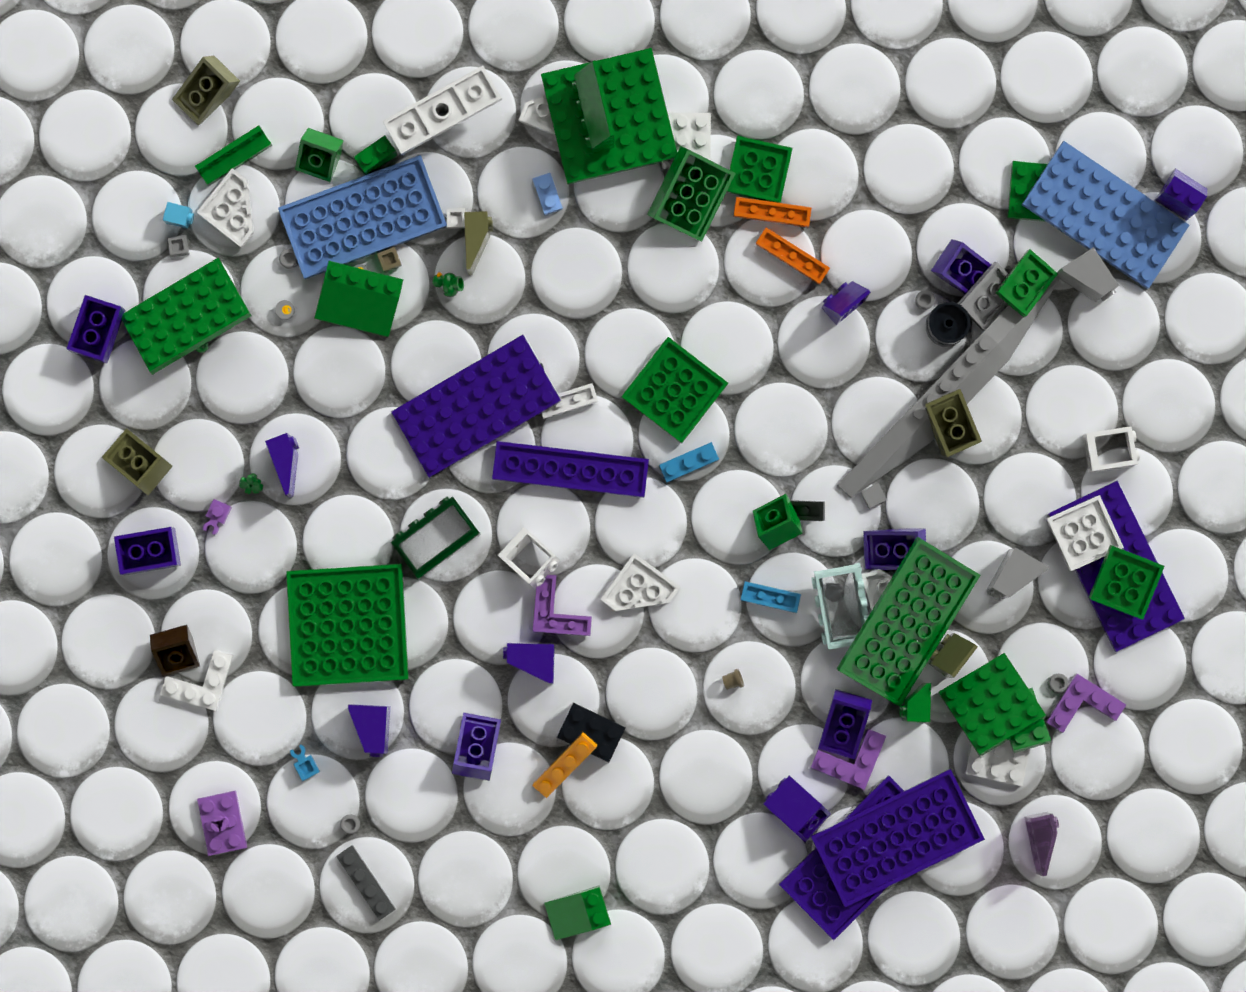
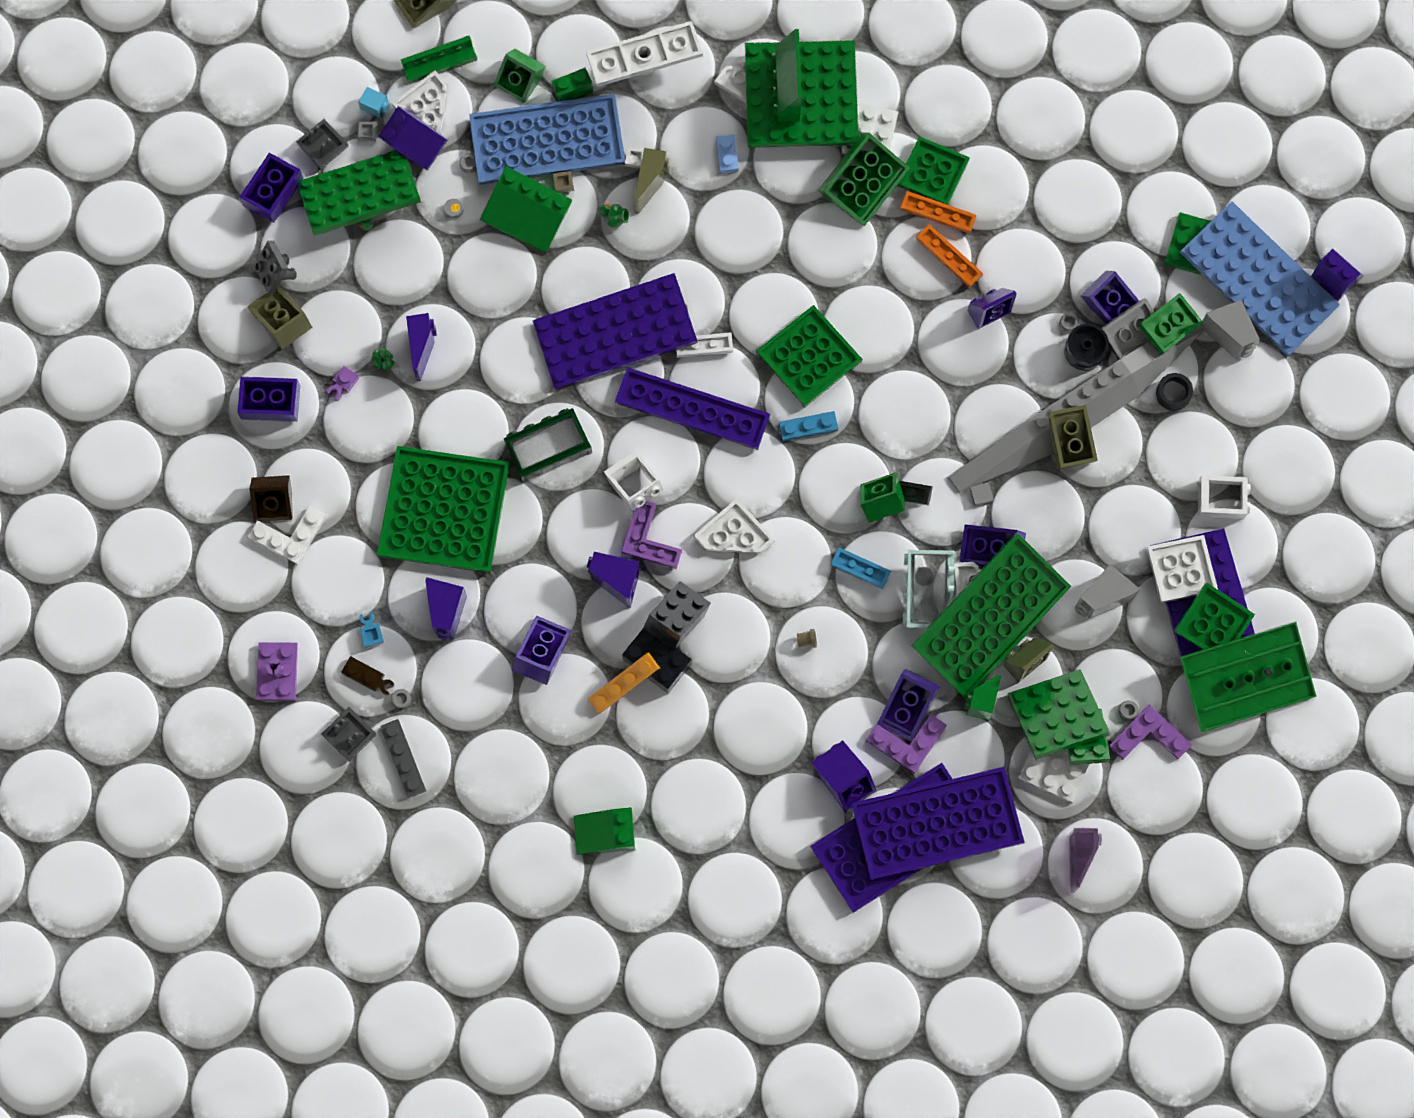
camera: 15 degrees right, 10 degrees down
(117, 415) = (273, 268): none -> dark grey plate
(136, 270) = (322, 144): none -> dark grey plate
(226, 246) = (412, 137): none -> dark purple slope
(307, 870) = (348, 734): none -> dark grey plate
(310, 808) = (366, 675): none -> dark brown plate
(602, 687) = (677, 615): none -> brick
(1043, 336) = (1181, 379): none -> black tyre
(1154, 633) = (1231, 682): none -> green piece

